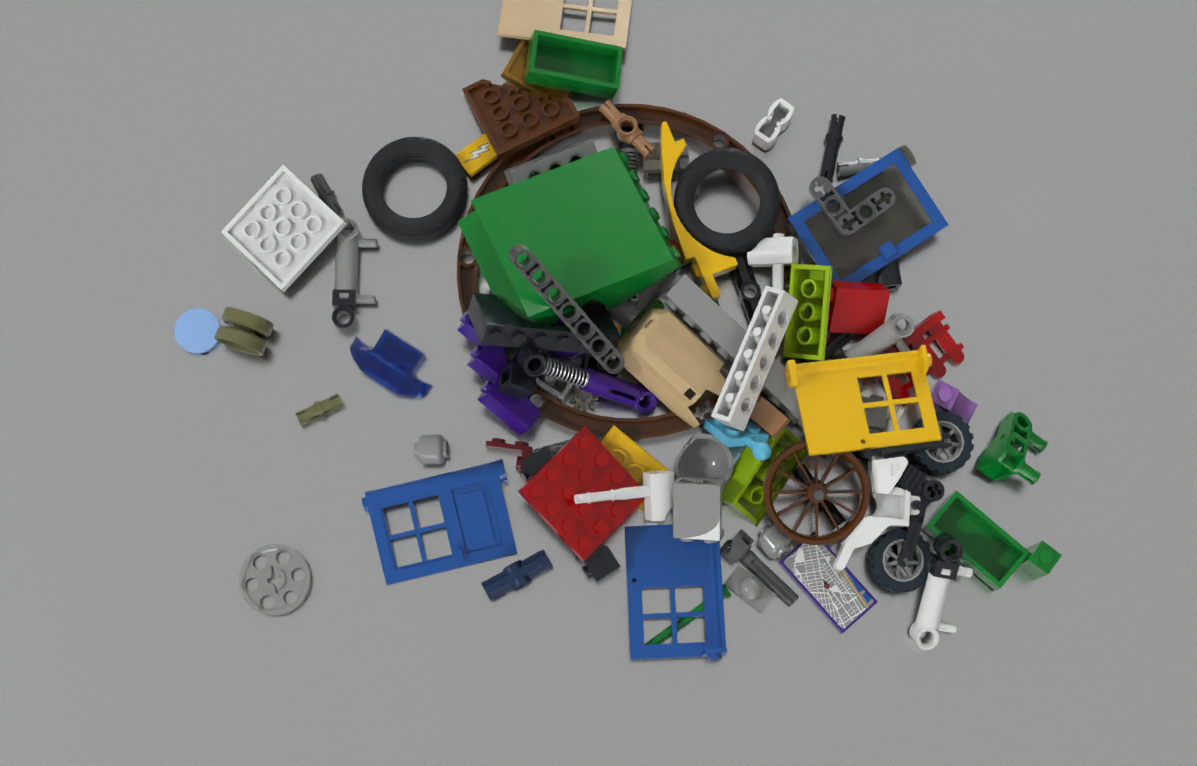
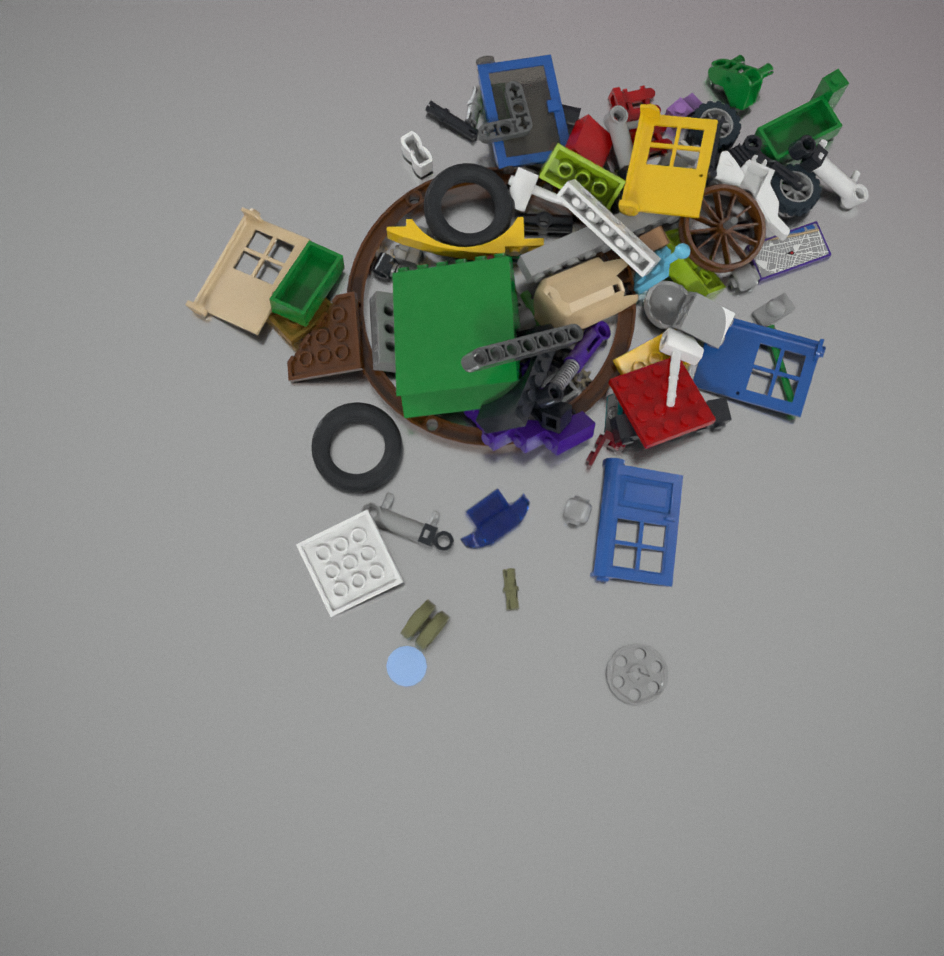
camera: 70 degrees left, 0 degrees up
(325, 193) = (328, 521): dark grey axle -> none
(476, 155) = (349, 387): yellow slope -> none
(517, 575) = (702, 480): dark blue piece -> none
(619, 121) = (369, 264): medium nougat pin -> none
(739, 548) = (742, 303): dark grey piece -> none

